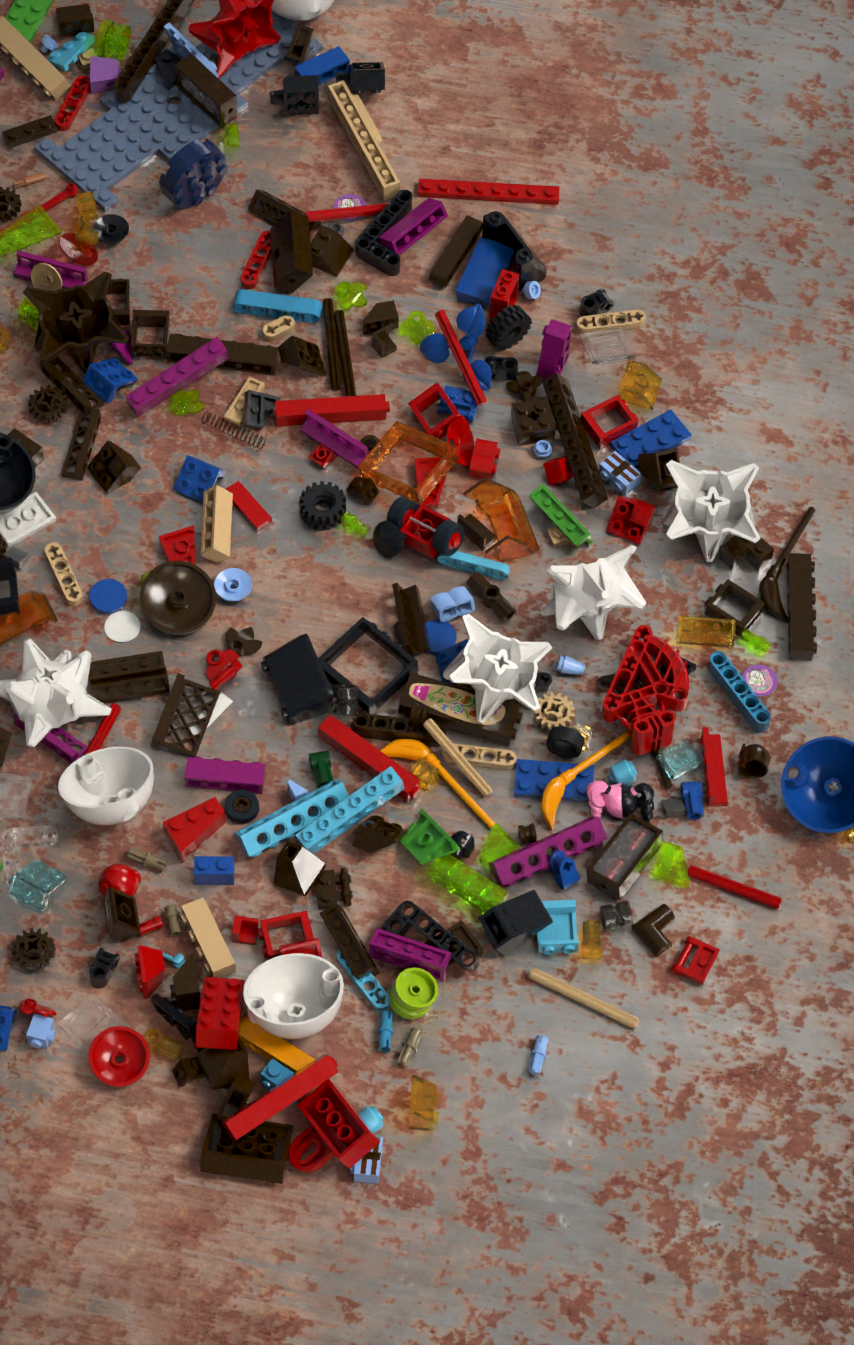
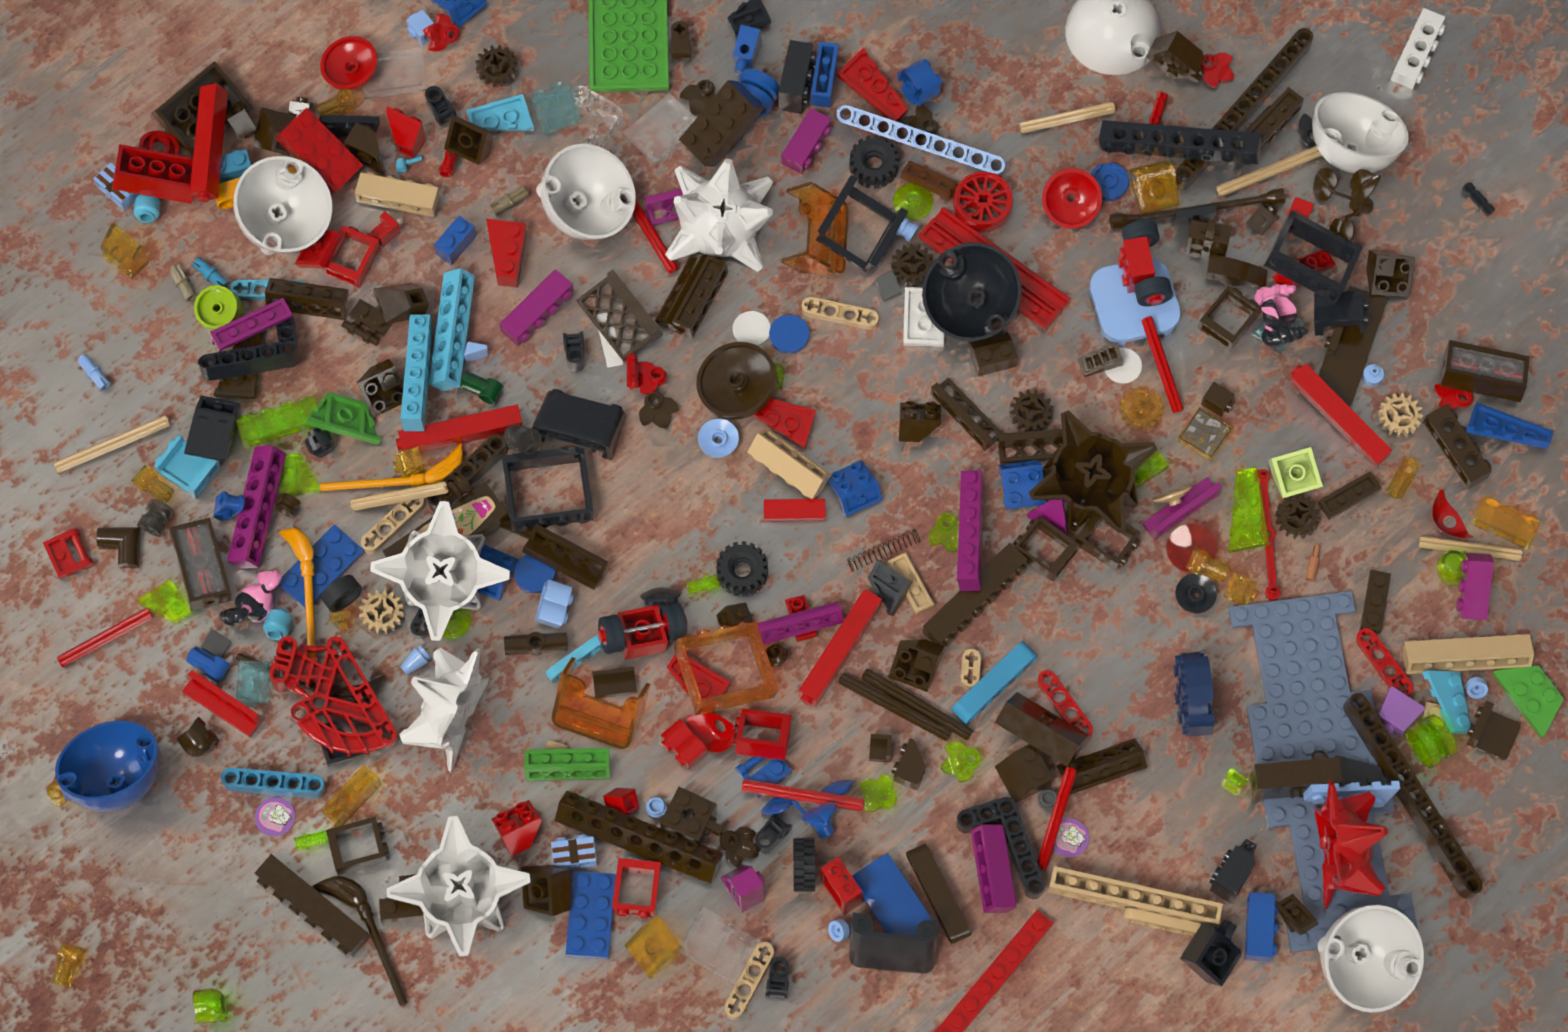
camera: 130 degrees right, 10 degrees up
(75, 916) = (502, 115): none -> medium azure wing
(119, 877) = (500, 159): red brick -> none
(172, 917) = (442, 184): dark tan pin -> none
(236, 729) = (574, 347): none -> black piece
(250, 803) = (495, 295): black bush -> none

